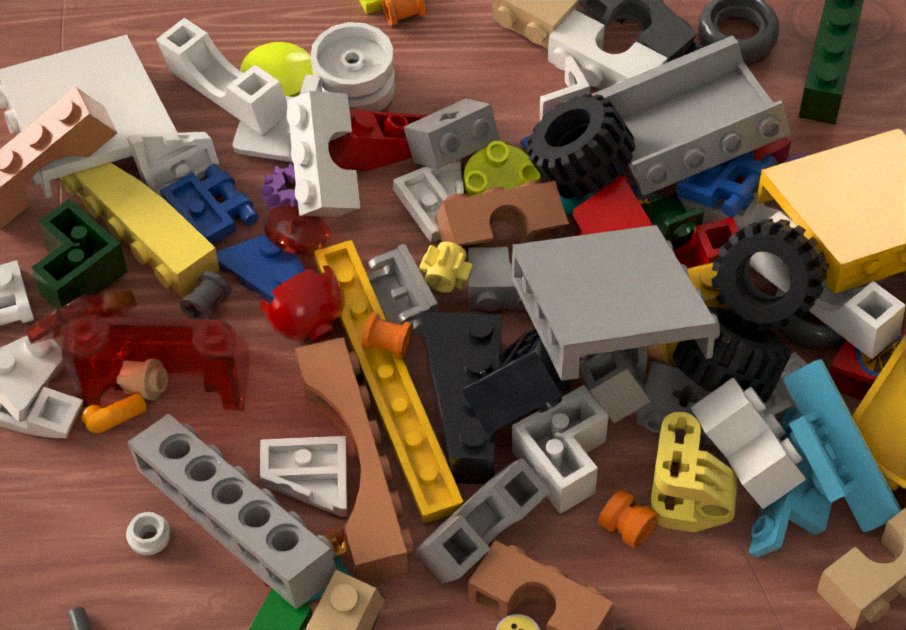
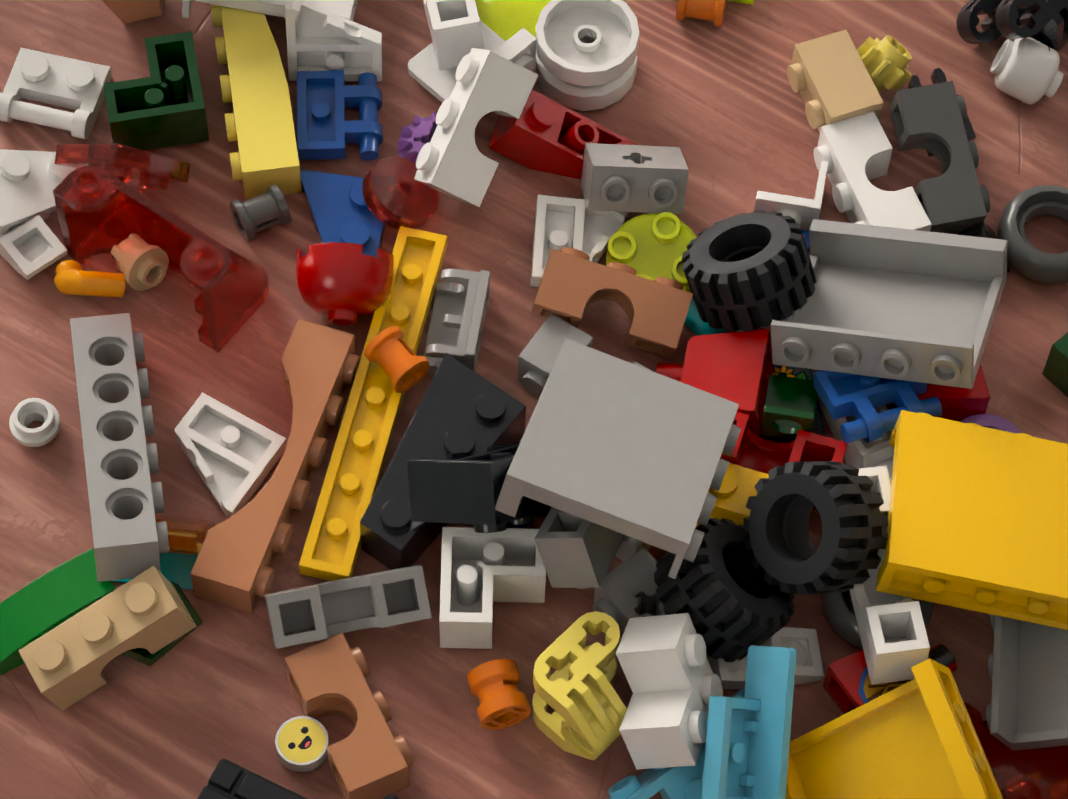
camera: 30 degrees right, 5 degrees up
(445, 267) = (511, 321): light yellow gear -> none

